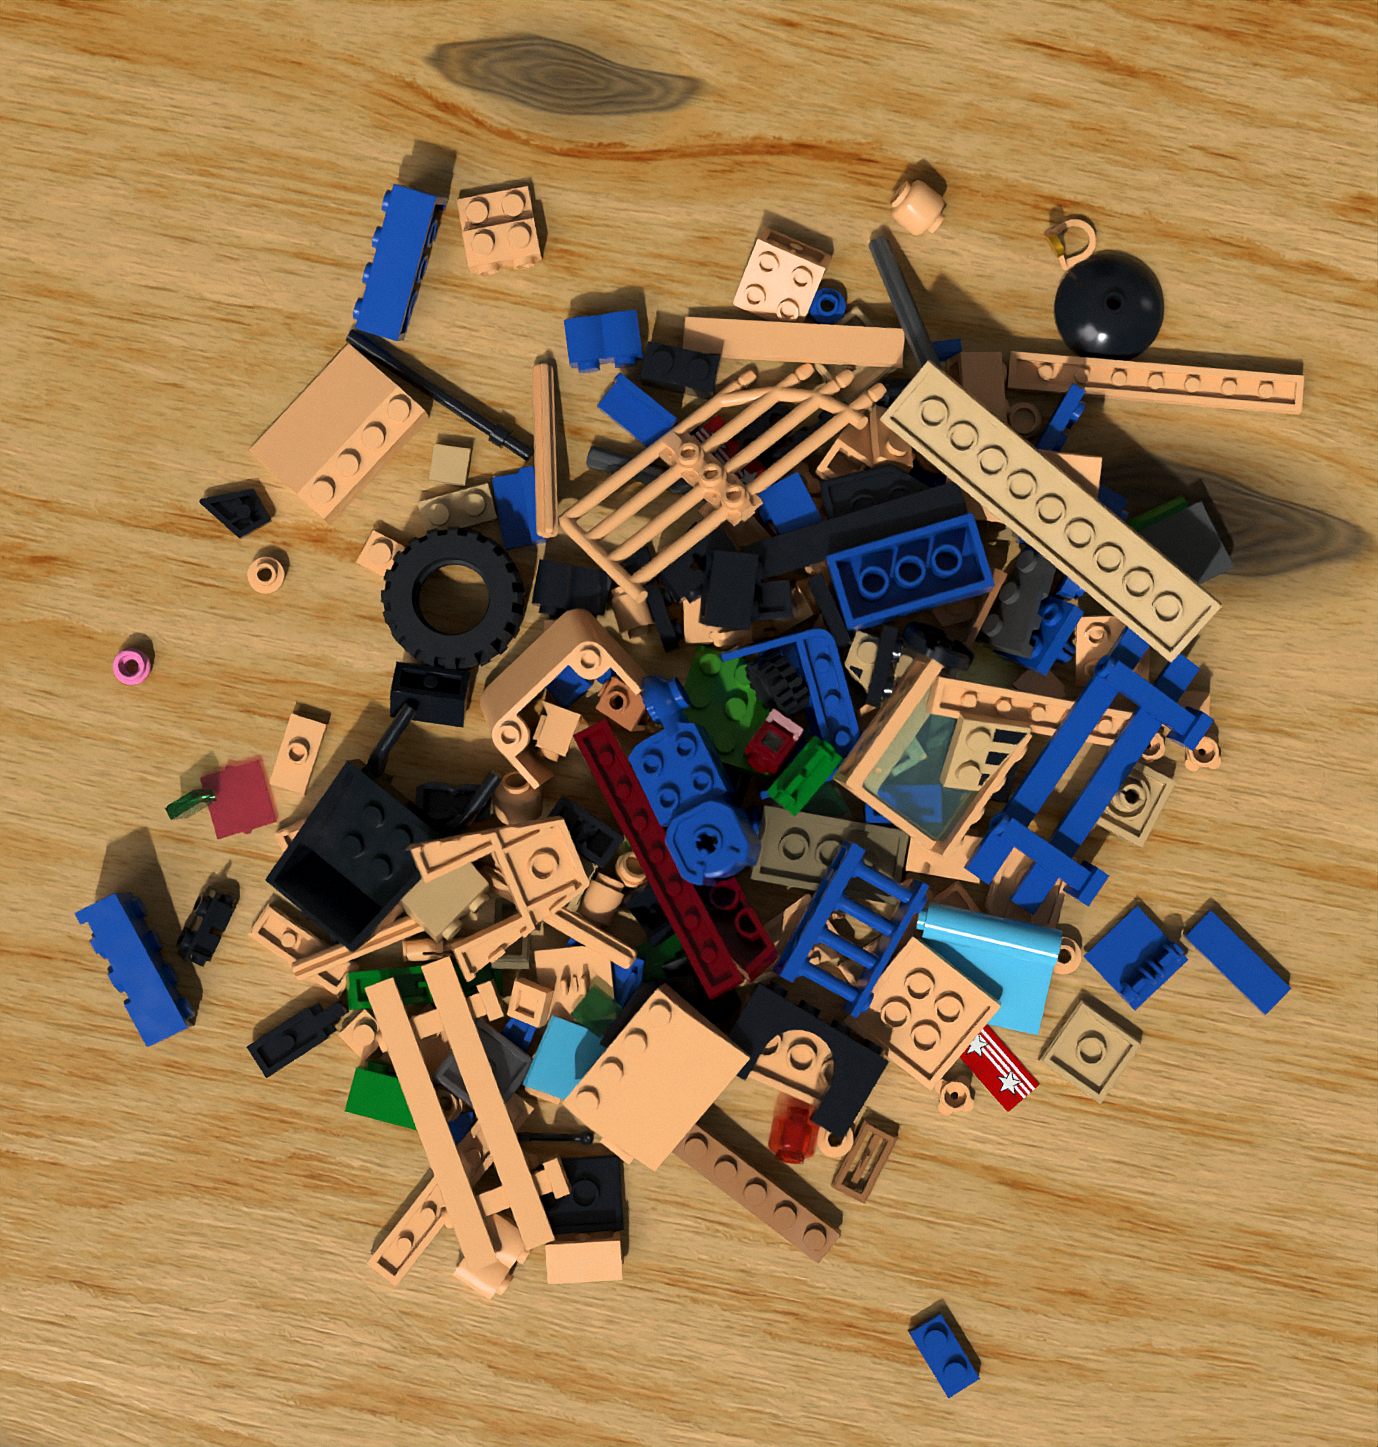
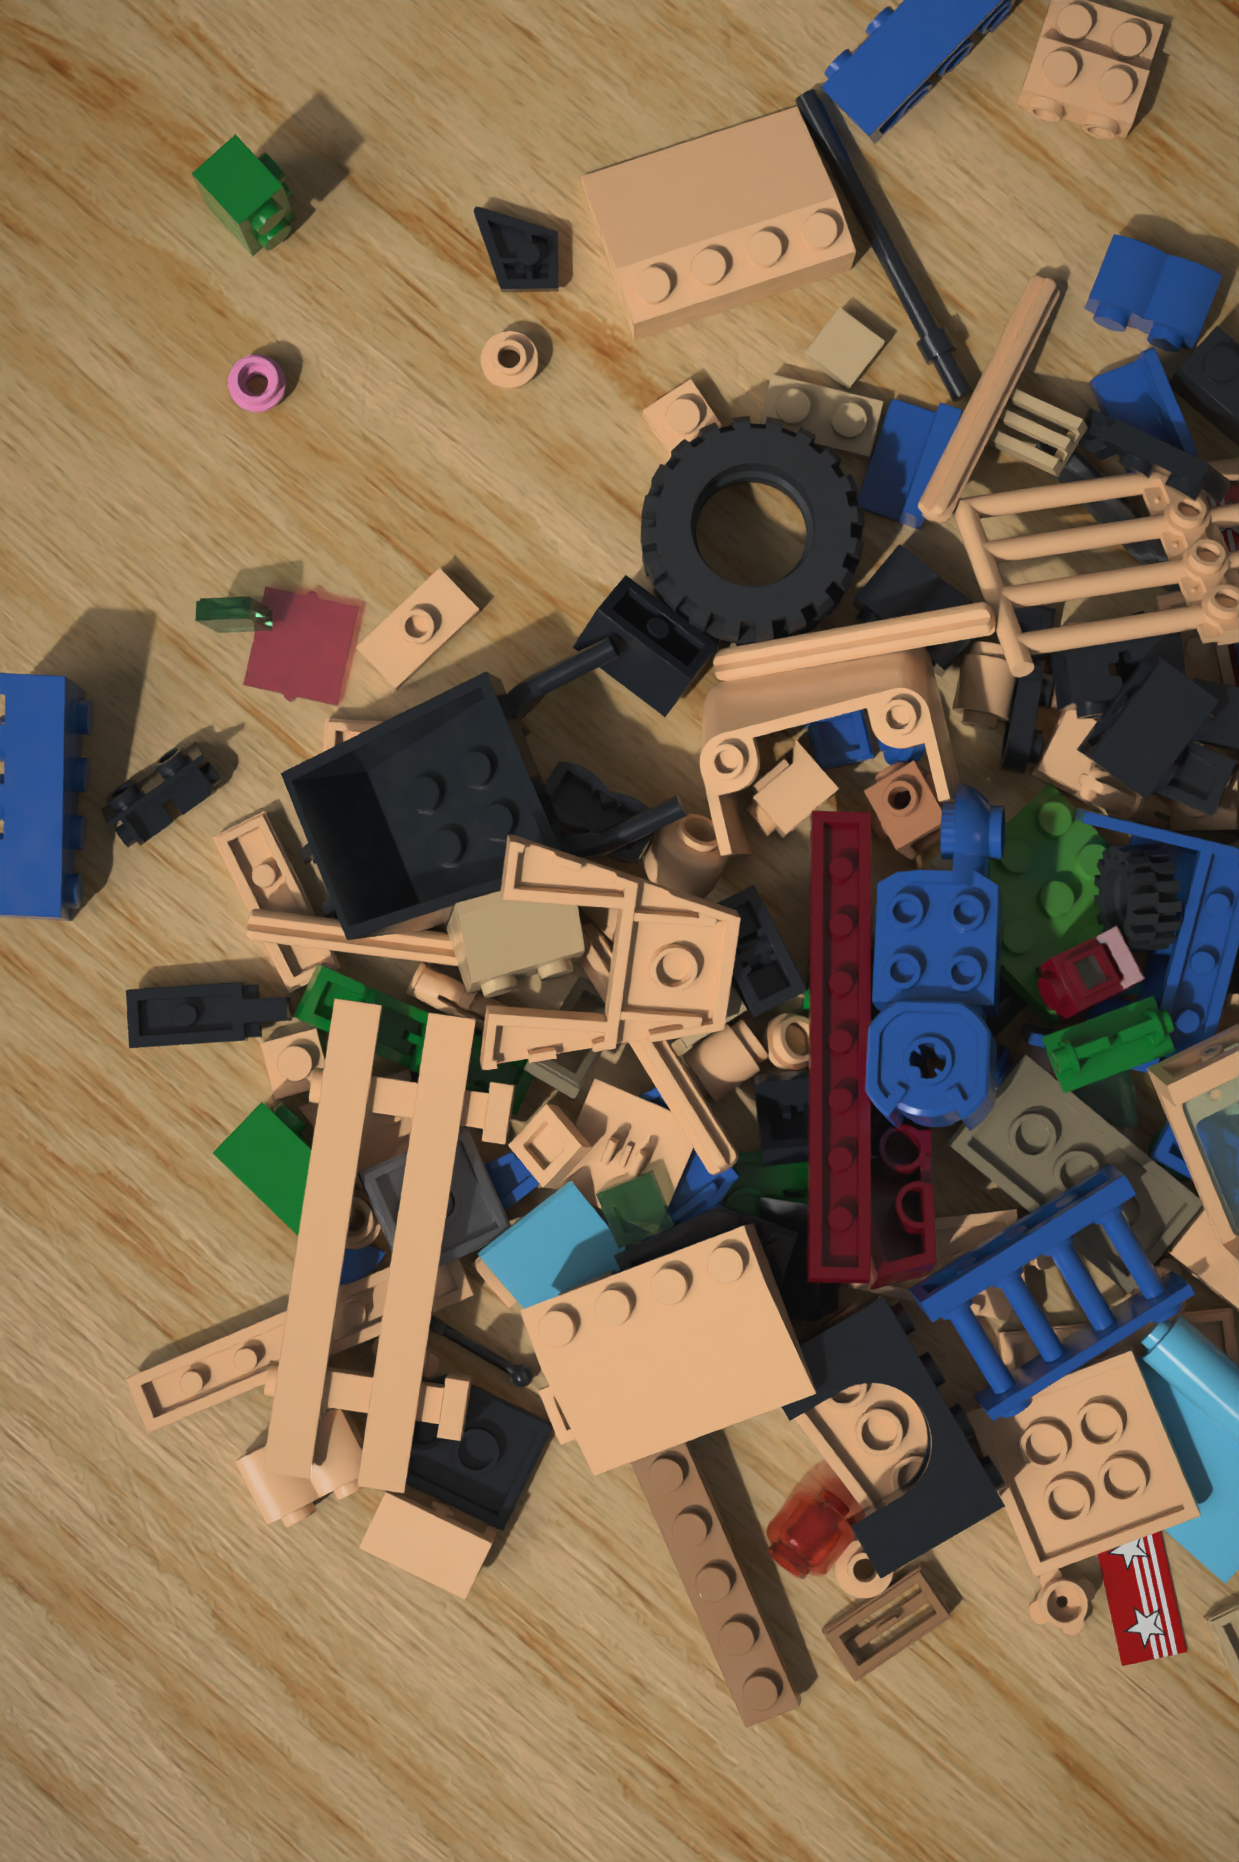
camera: 25 degrees right, 0 degrees up
(68, 566) = (246, 195): none -> green brick
(543, 629) = (855, 641): none -> light nougat axle
(601, 454) = (1065, 444): none -> tan tile
(677, 436) = (1146, 454): none -> black hinge

